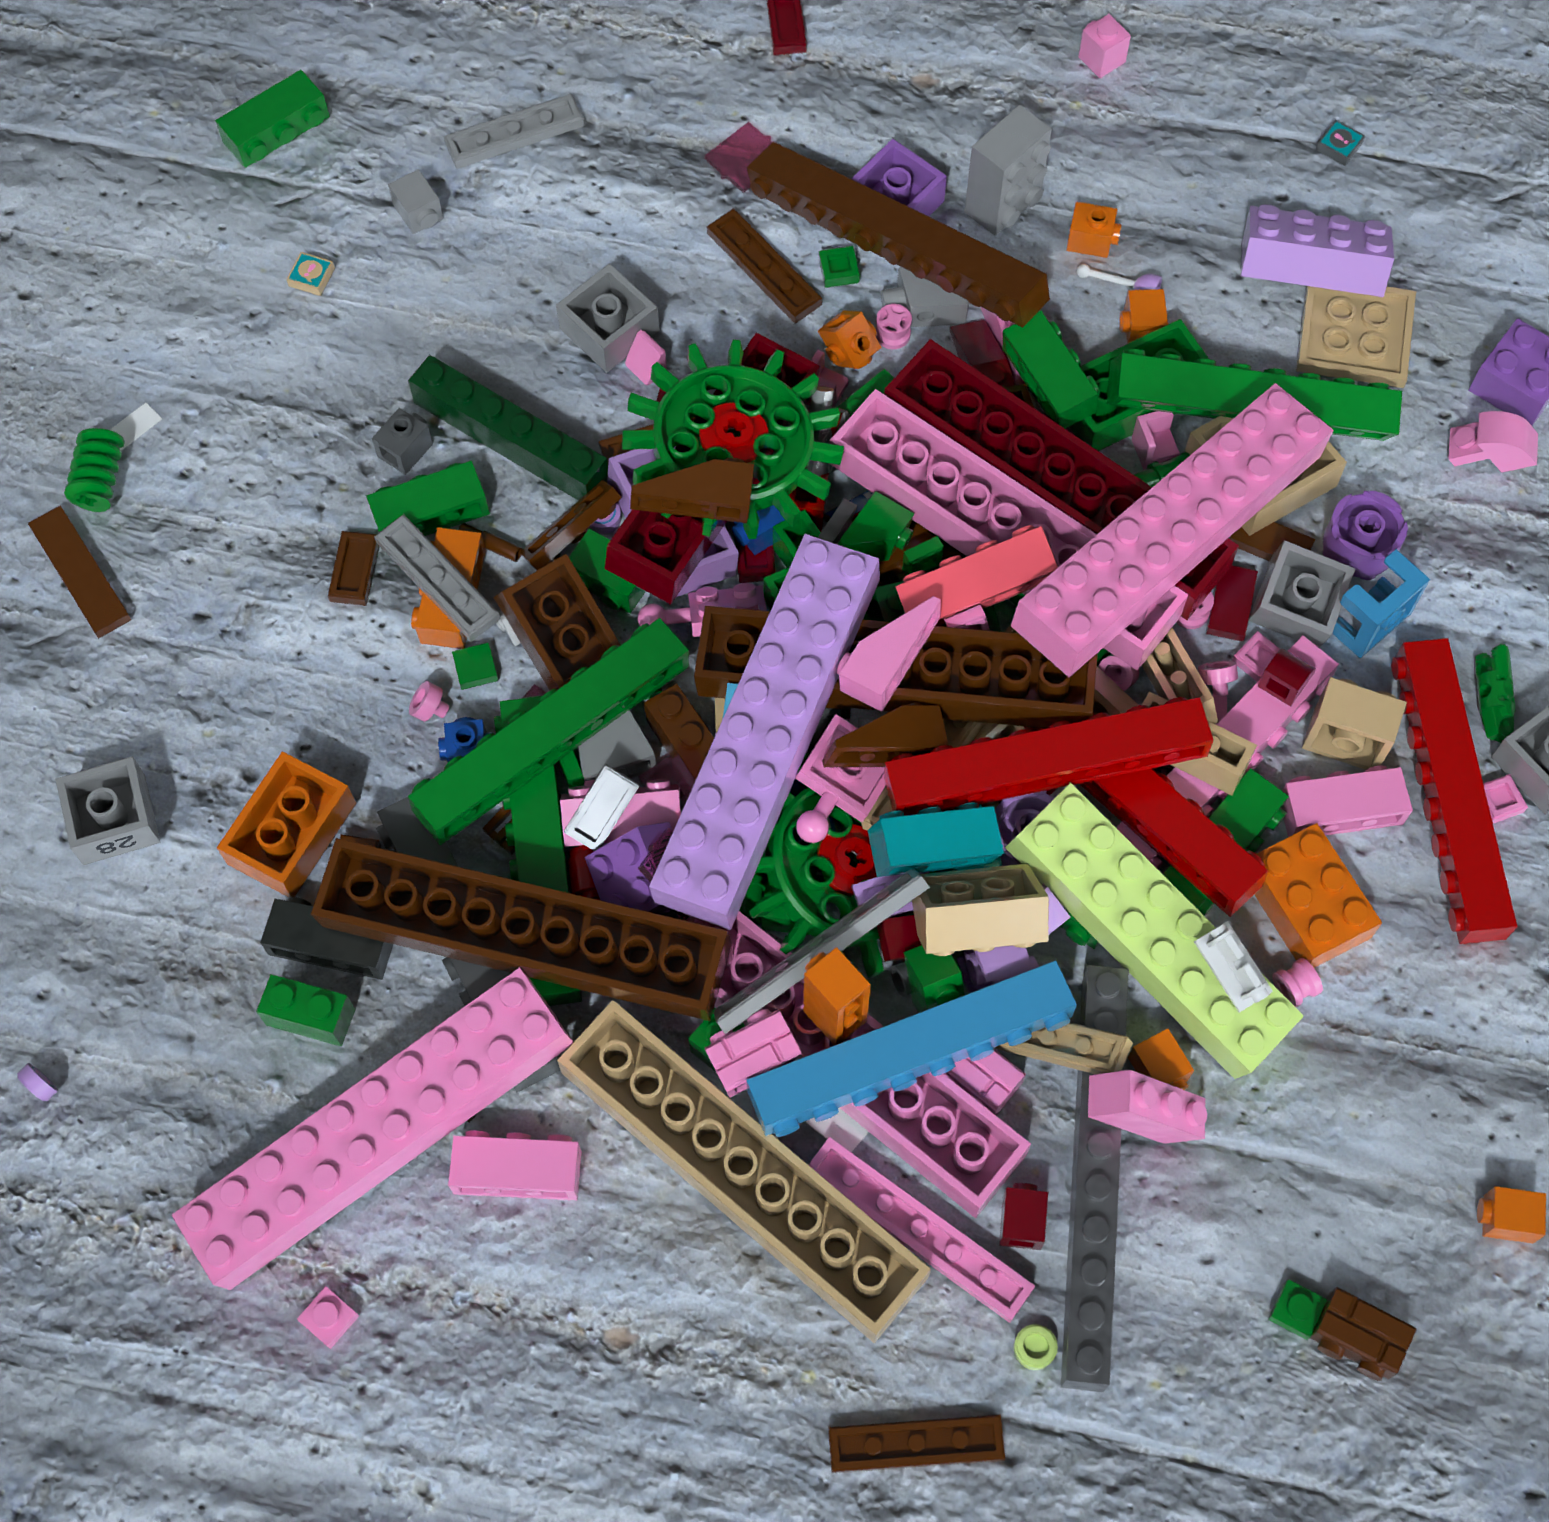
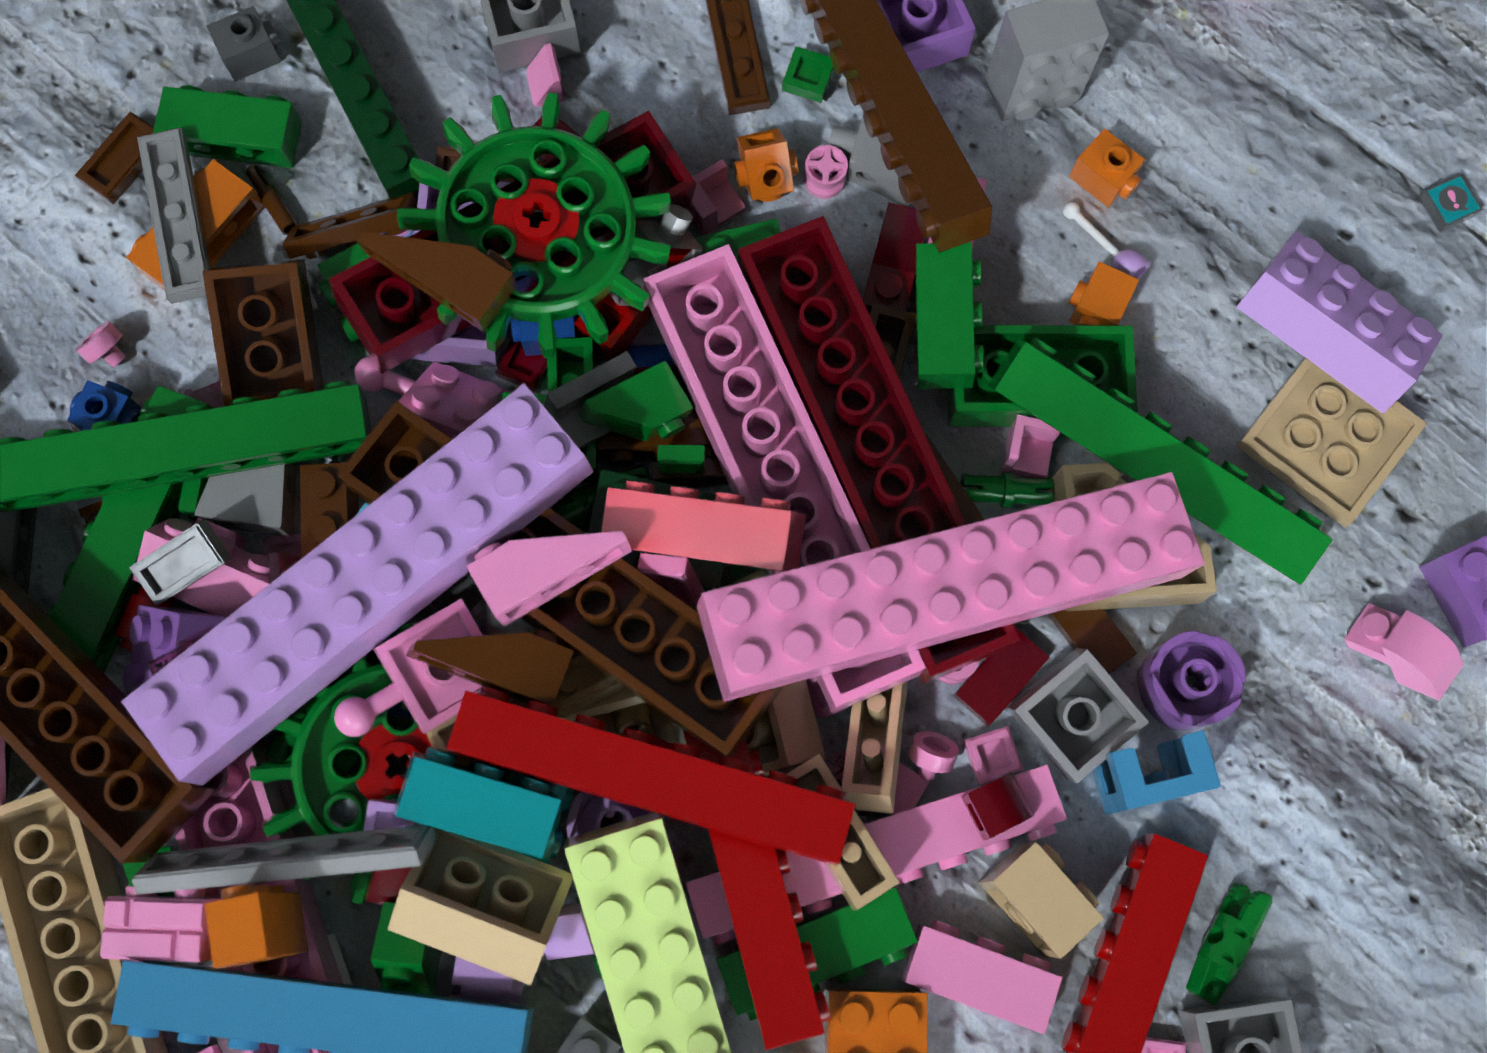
camera: 25 degrees right, 10 degrees up
(475, 666) = (175, 328): green tile -> none

